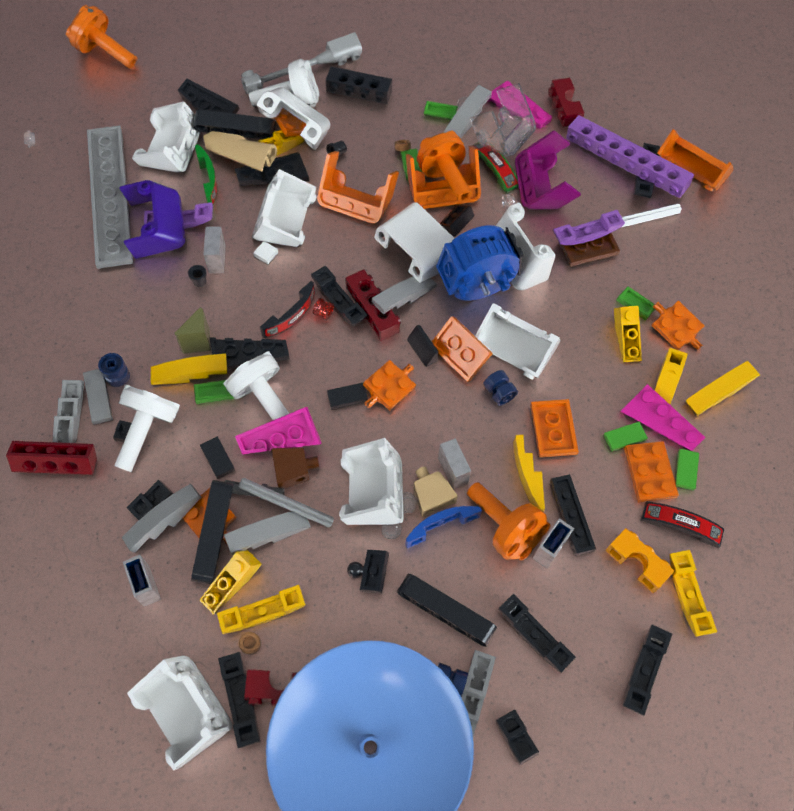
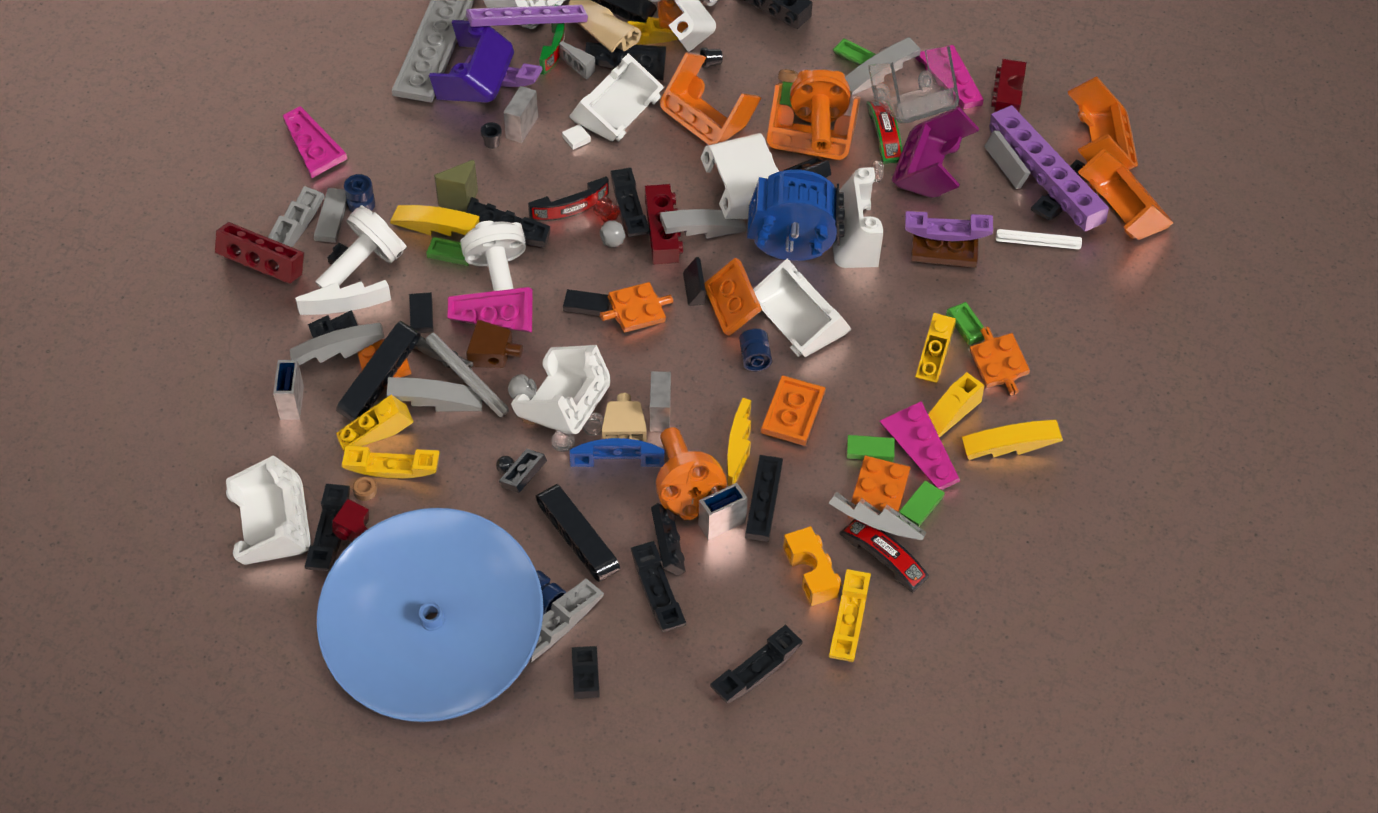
camera: 25 degrees right, 10 degrees down
(51, 336) = (313, 143): none -> dark pink wing
(139, 475) = (336, 300): none -> white slope
(178, 163) = (526, 15): none -> medium lavender tile
(235, 186) = (577, 59): none -> light grey slope
(336, 495) = (522, 385): none -> light grey piece
(338, 328) = (612, 233): none -> light grey piece
(521, 585) = (668, 539): none -> black plate
(595, 159) = (1007, 159): none -> light grey tile
(647, 110) = (1106, 121): none -> orange windscreen
(672, 498) = (887, 520): none -> light grey slope

